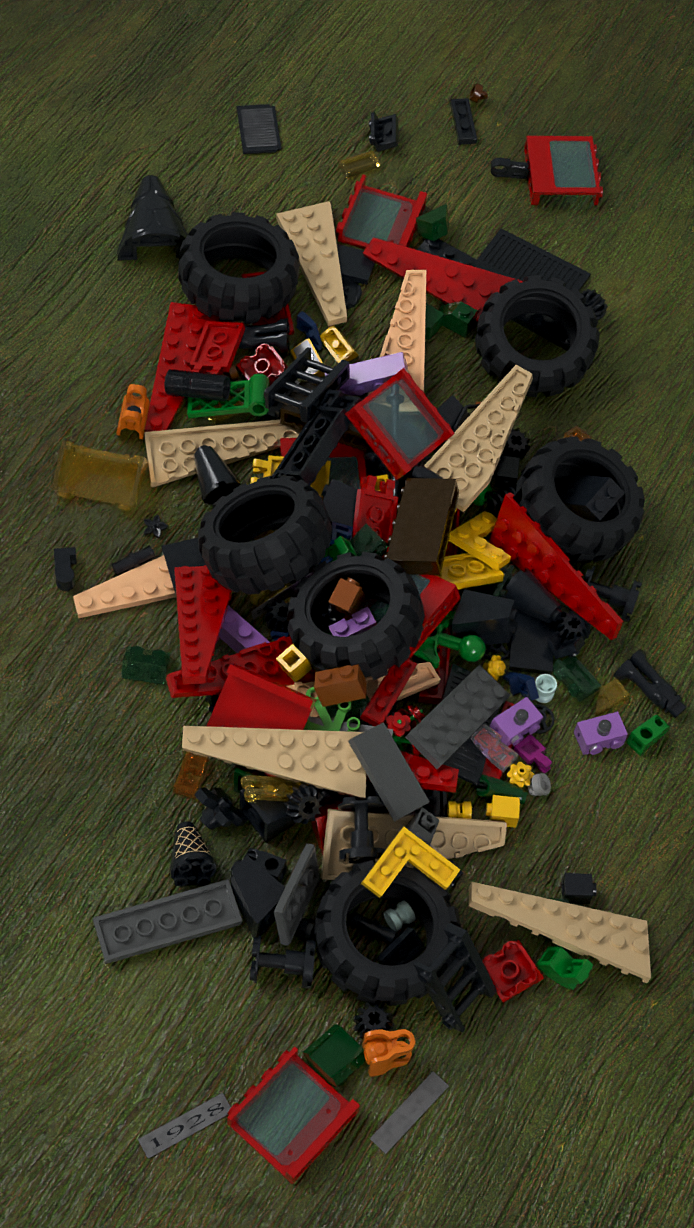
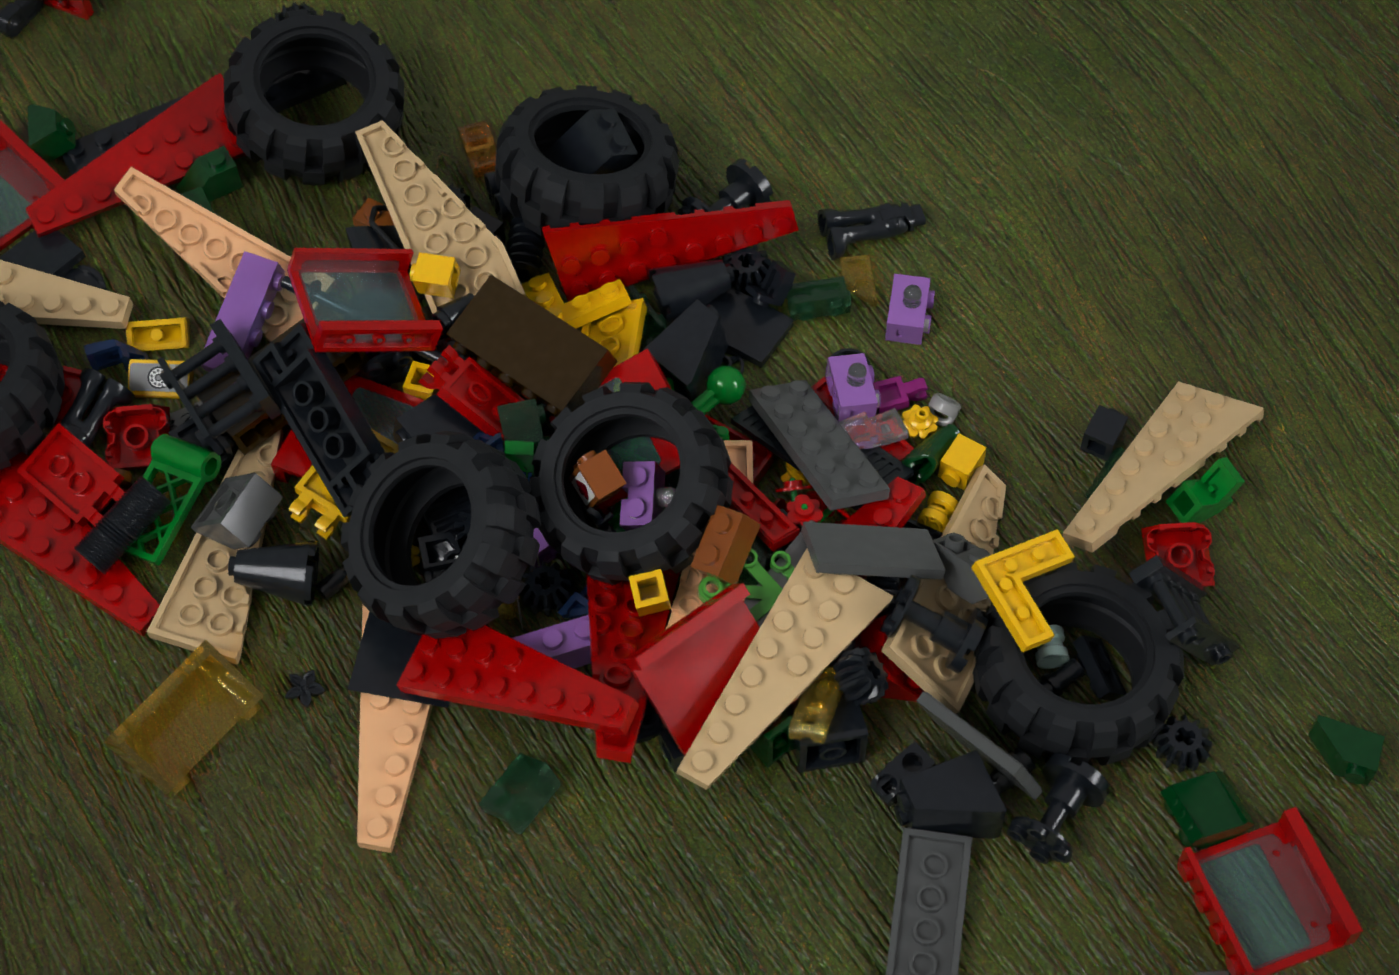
camera: 55 degrees left, 0 degrees up
(64, 574) = (304, 836): black leg -> none
(133, 560) = (345, 737): black pin -> none
(134, 410) = (105, 631): orange piece -> none
(190, 774) = (719, 810): clear orange slope -> none
(190, 857) = (848, 858): black cone -> none
(219, 809) = (798, 793): black plant -> none
(239, 437) = (238, 511): none -> dark grey slope
(383, 1050) = (1237, 741): orange piece -> none
(409, 1112) = (1322, 780): flat silver sticker -> none
(423, 1130) = (1347, 749): none -> dark green slope
(443, 454) = (435, 275): none -> yellow brick
(495, 667) = (755, 377): yellow plant -> none
(521, 259) = (178, 63): black window -> none
(521, 684) = (796, 358): dark blue slope -> none
(548, 685) = (814, 338): light aqua wheel -> none
(647, 734) = (935, 261): green leg -> none

